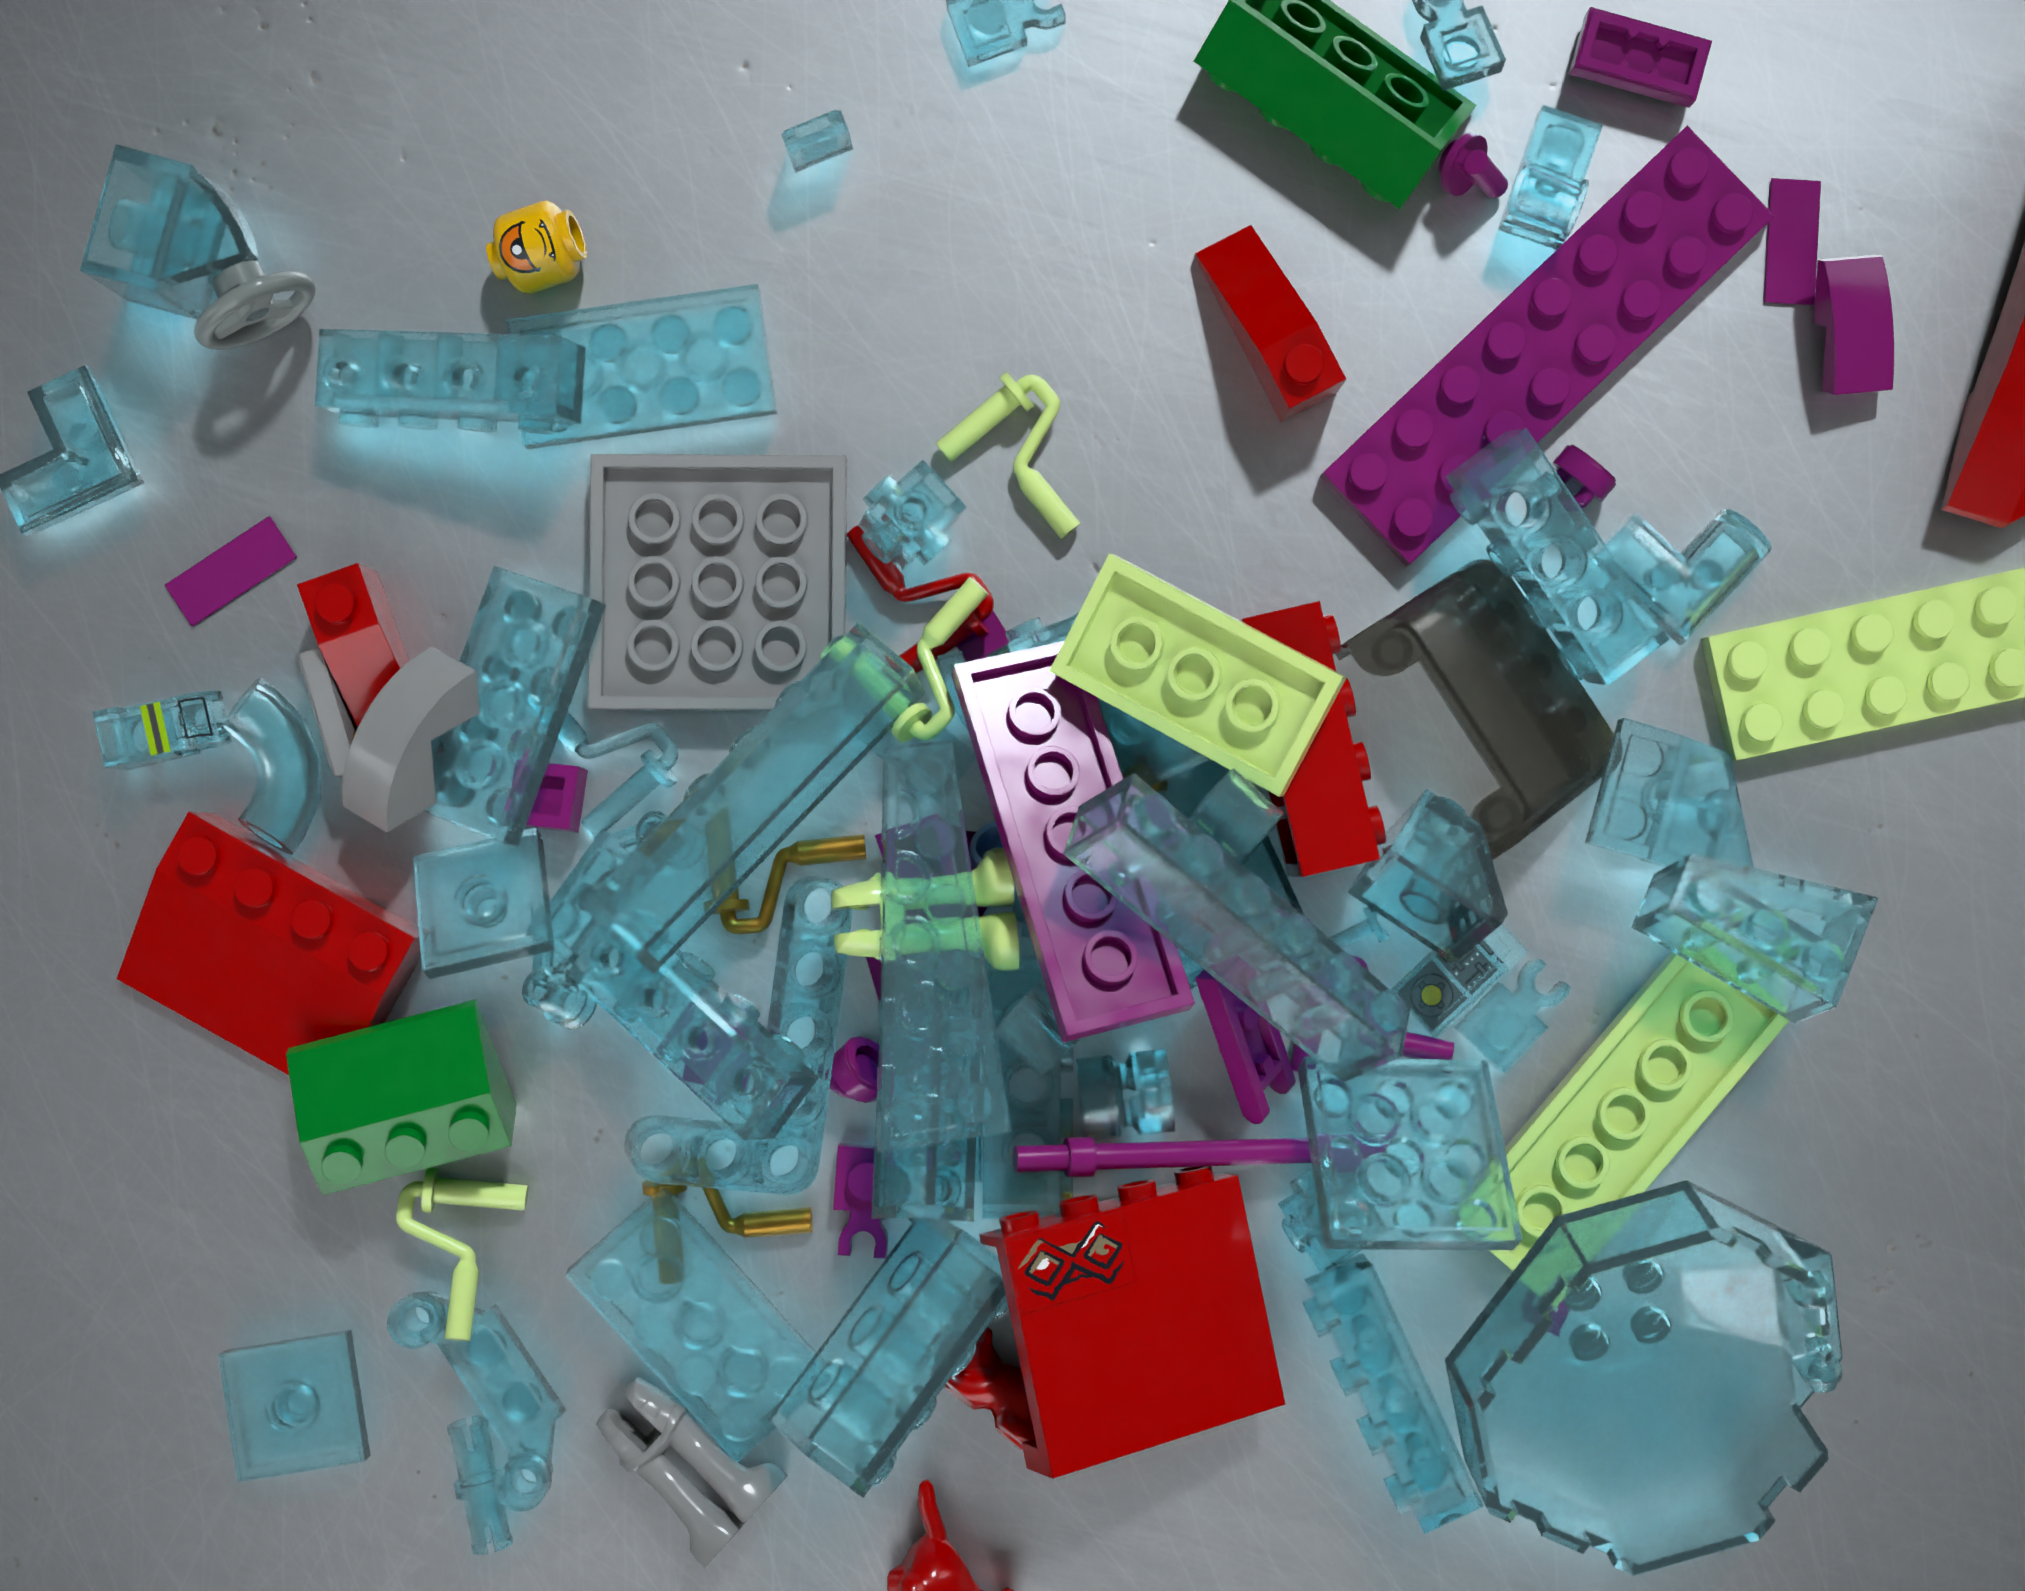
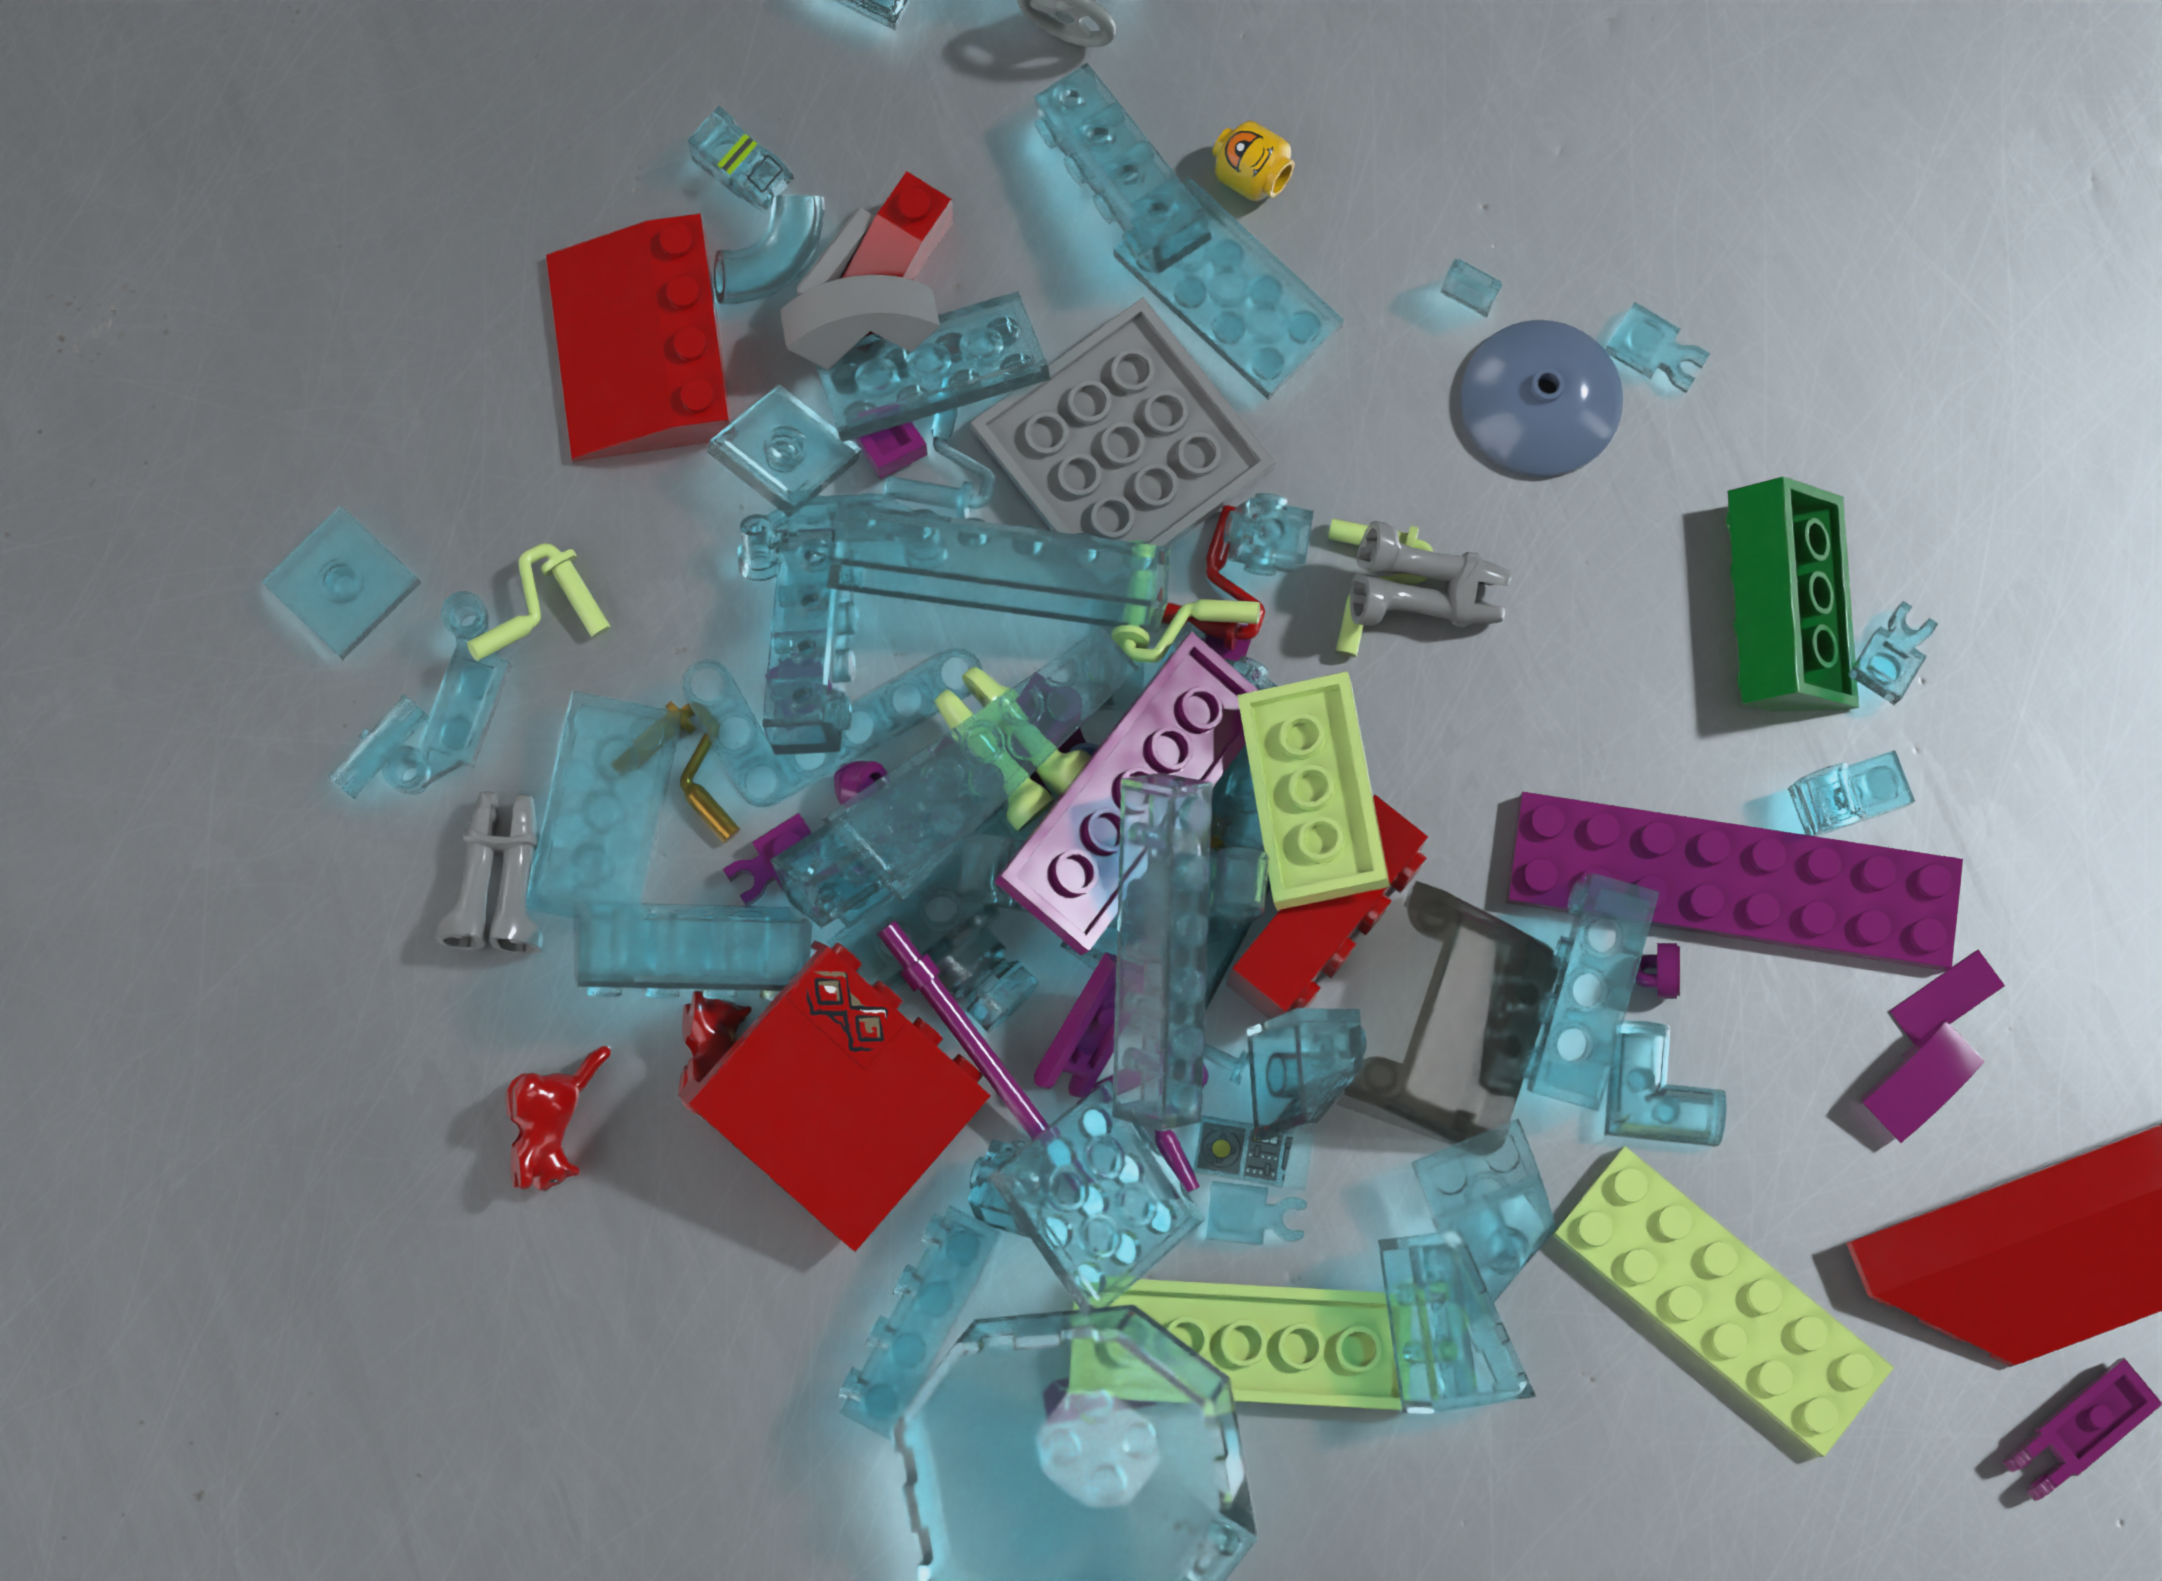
camera: 50 degrees right, 10 degrees down
(230, 571) = (878, 128): magenta sticker -> none
(400, 1097) = (611, 491): green slope -> none
(800, 853) = (909, 615): pearl gold piece -> none
(975, 200) = (1533, 429): none -> sand blue dish
(1010, 425) = (1383, 552): none -> light grey piece
(1271, 323) = (1594, 680): red slope -> none
(1467, 163) = (1811, 729): magenta plate -> none
(1640, 57) = (1982, 791): magenta plate -> none

